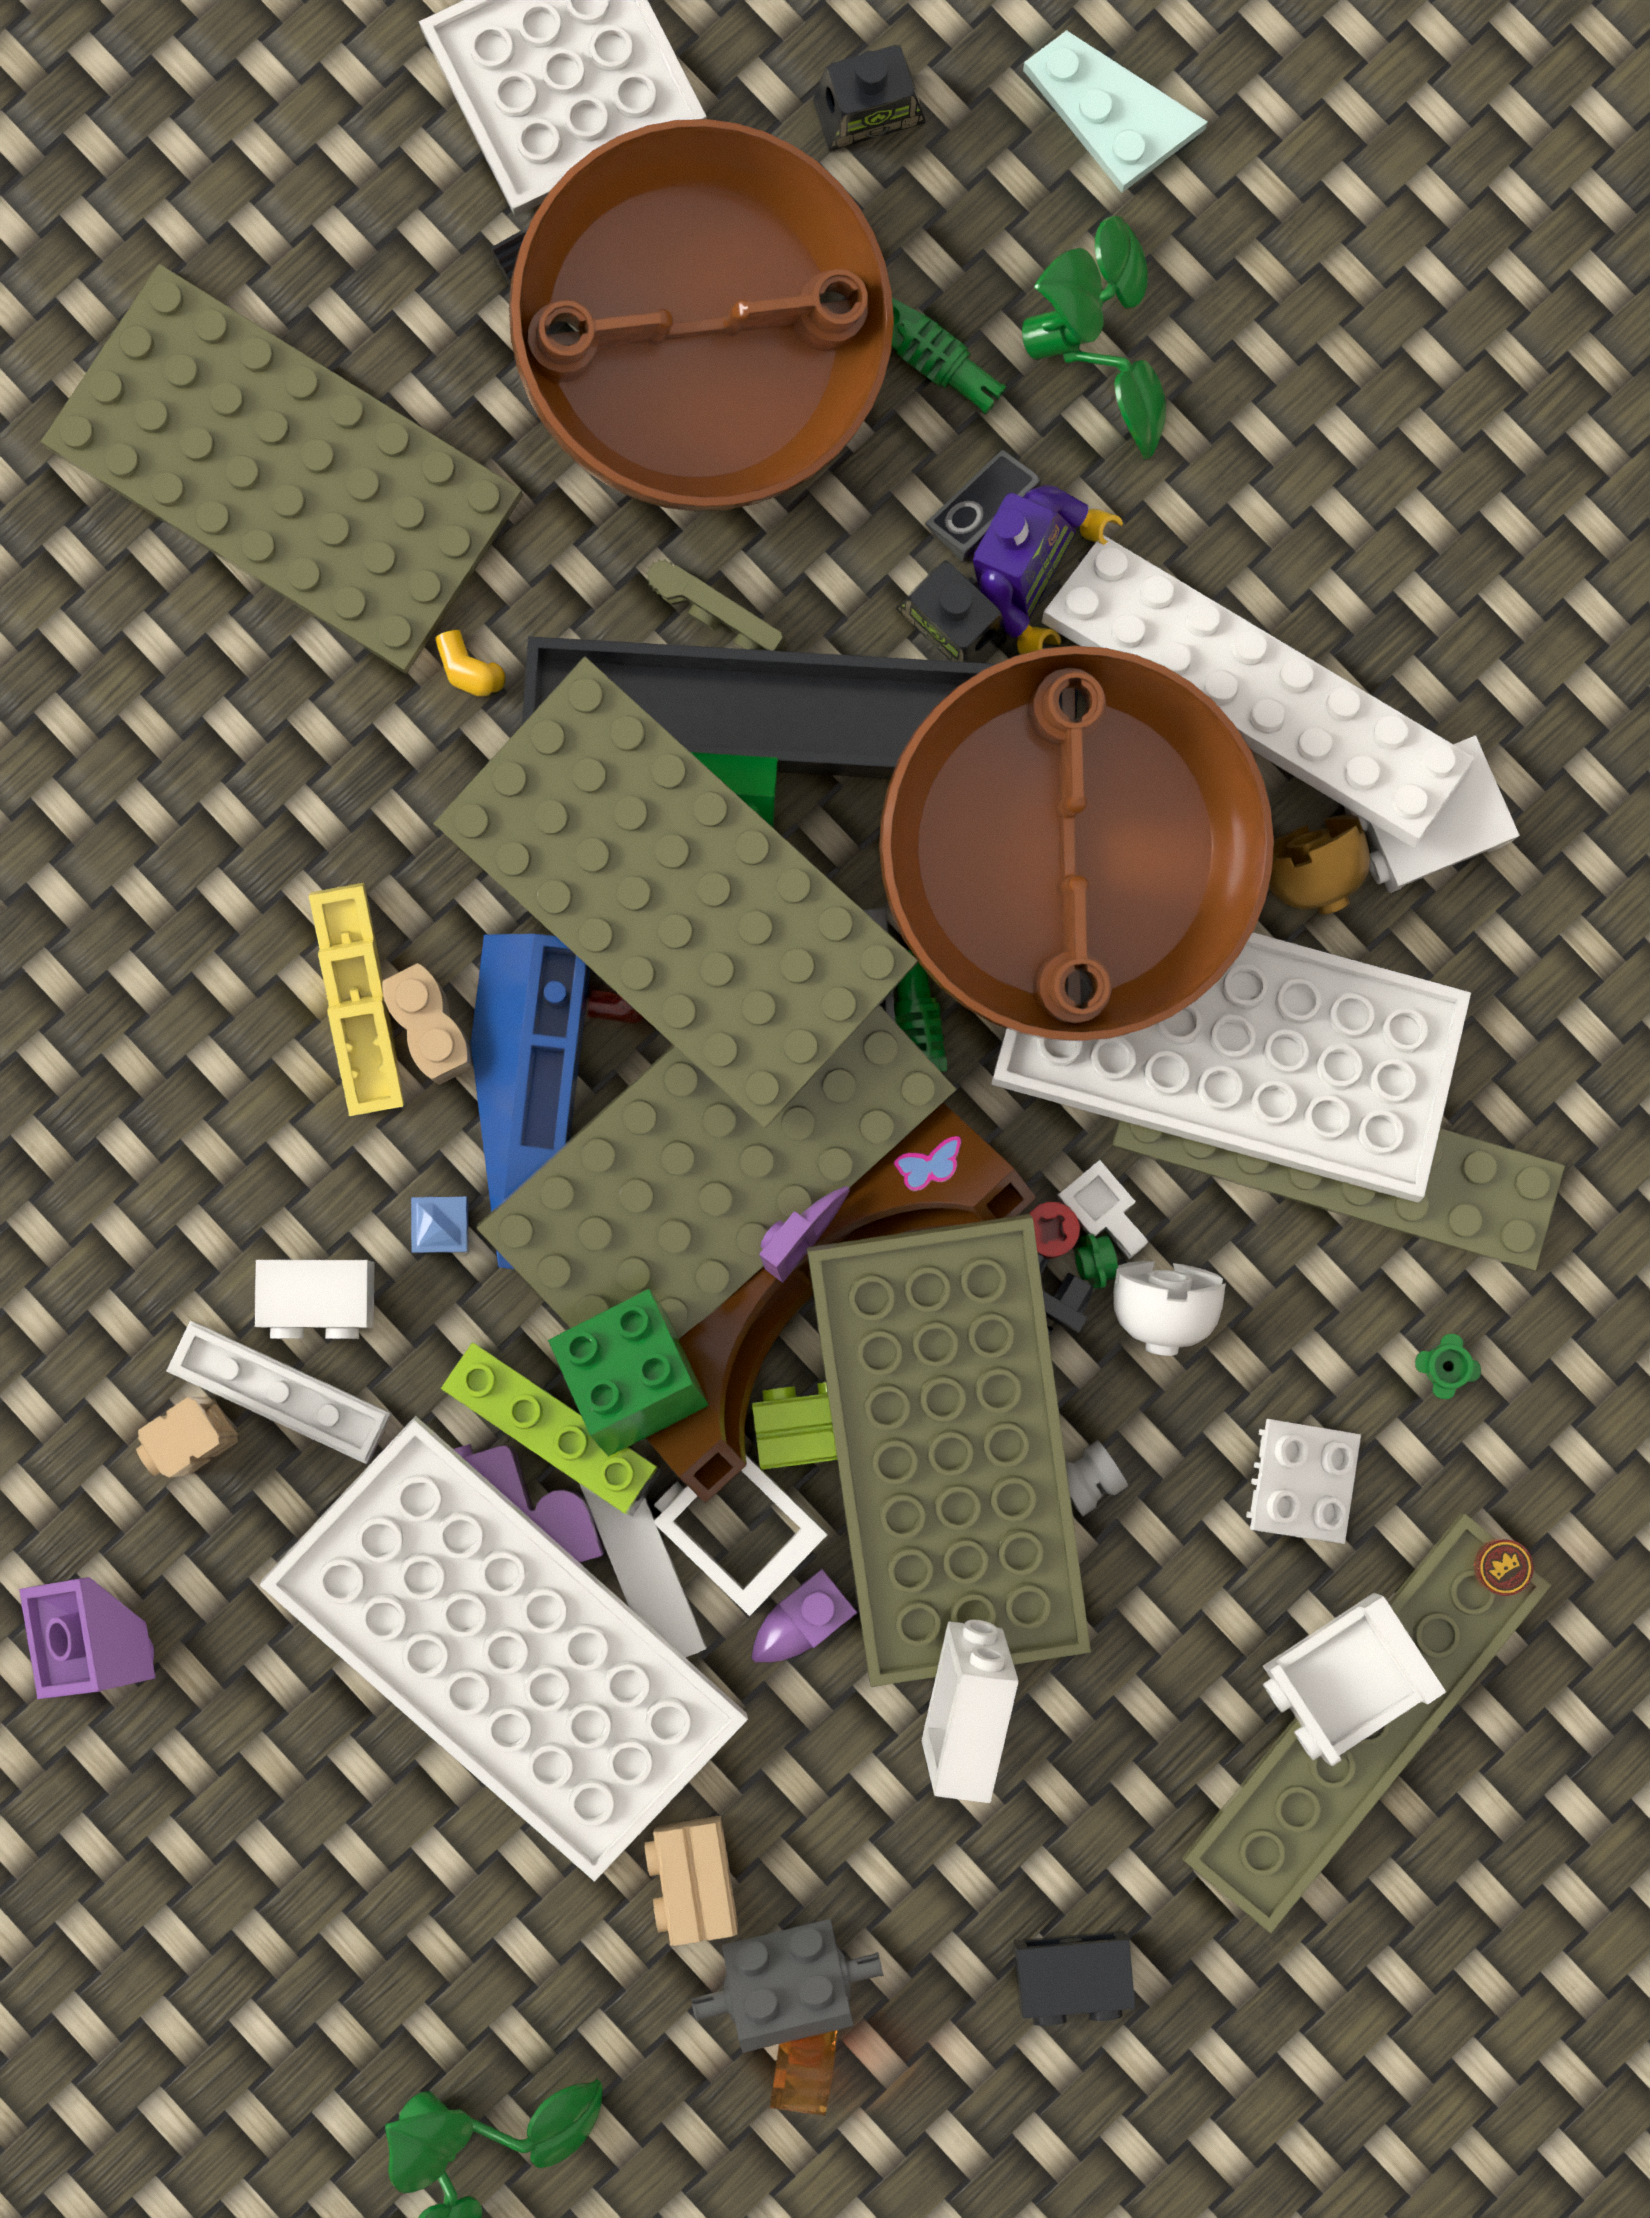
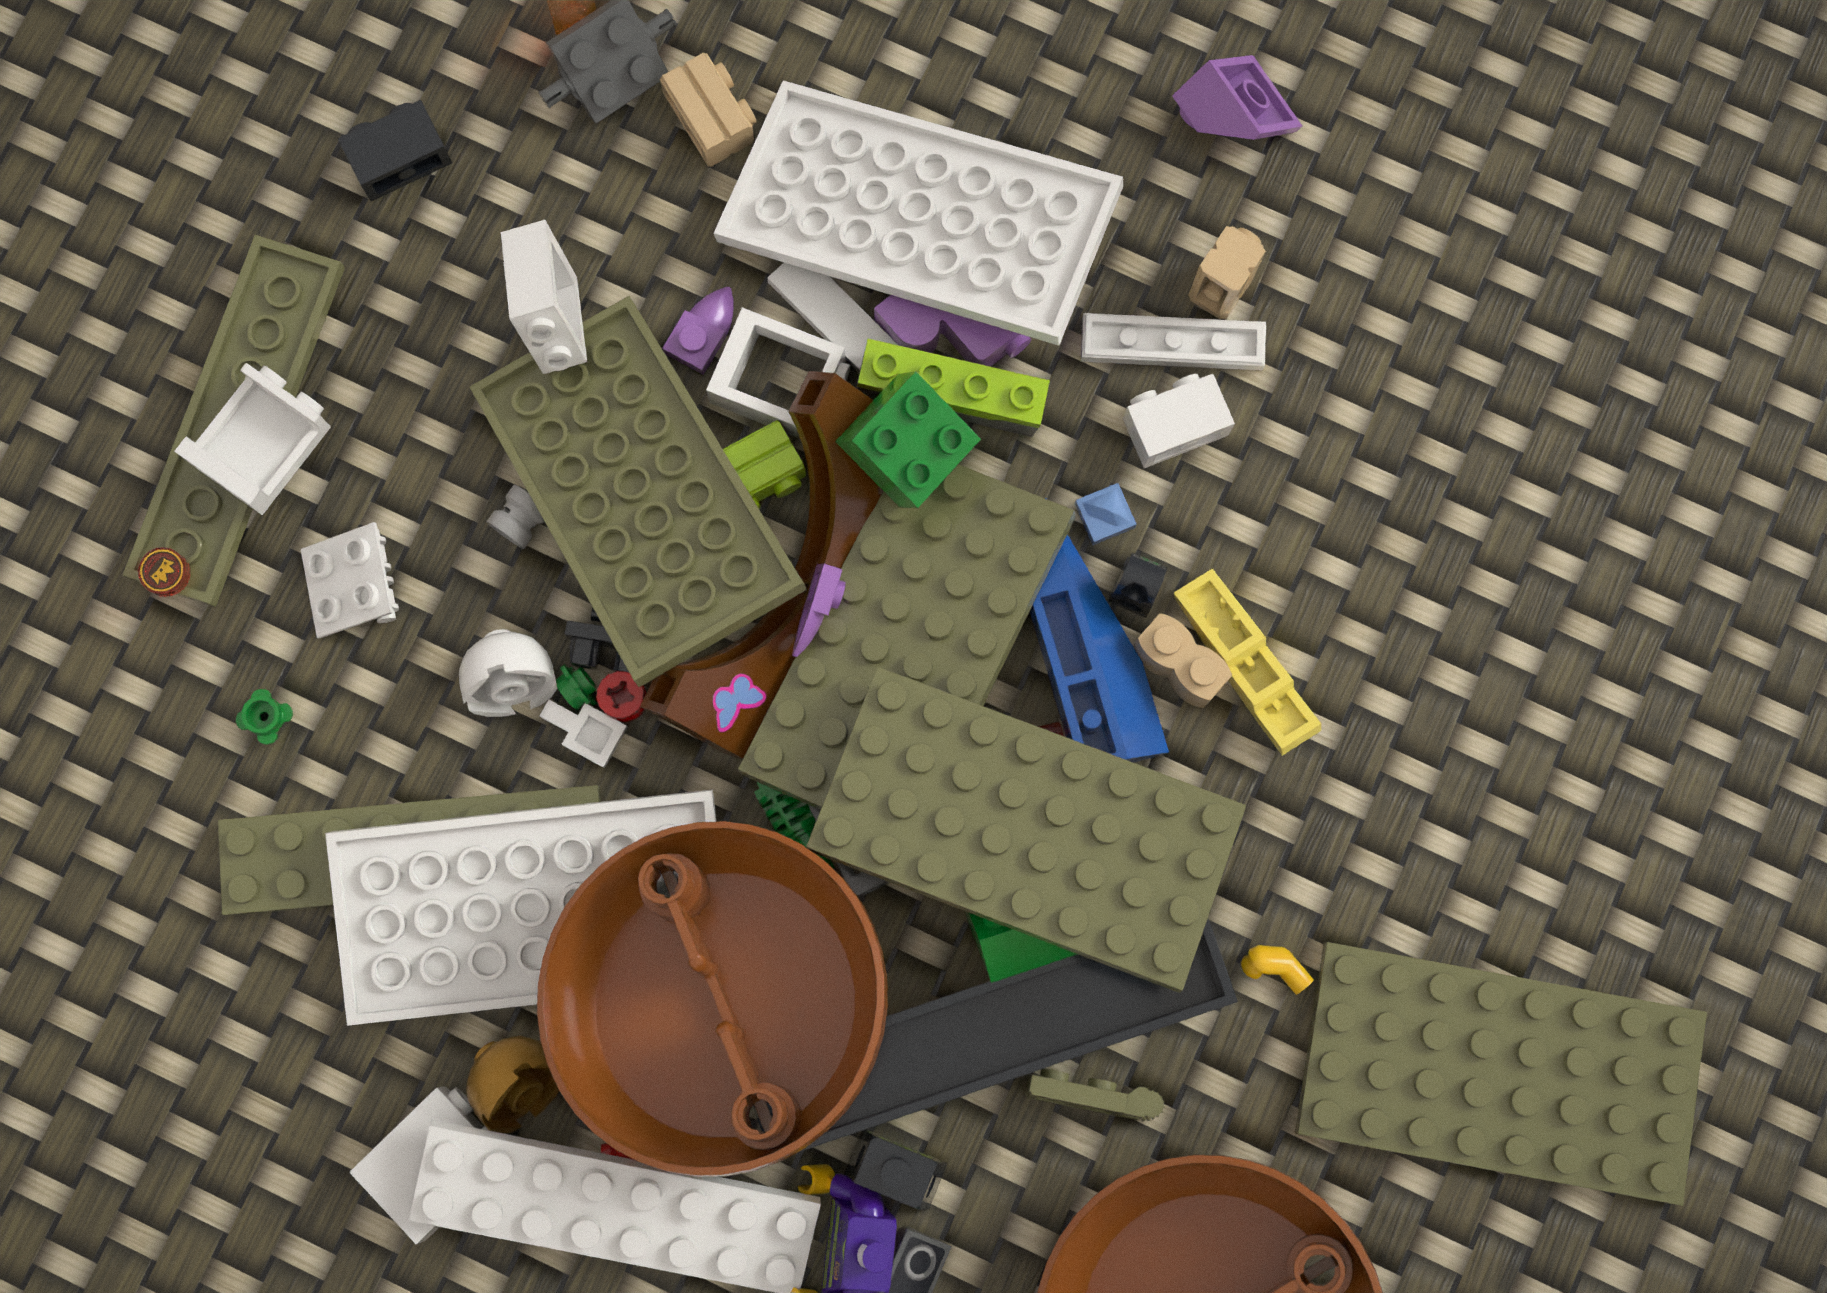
camera: 160 degrees right, 5 degrees down
(438, 1127) = (1138, 584): none -> black leg

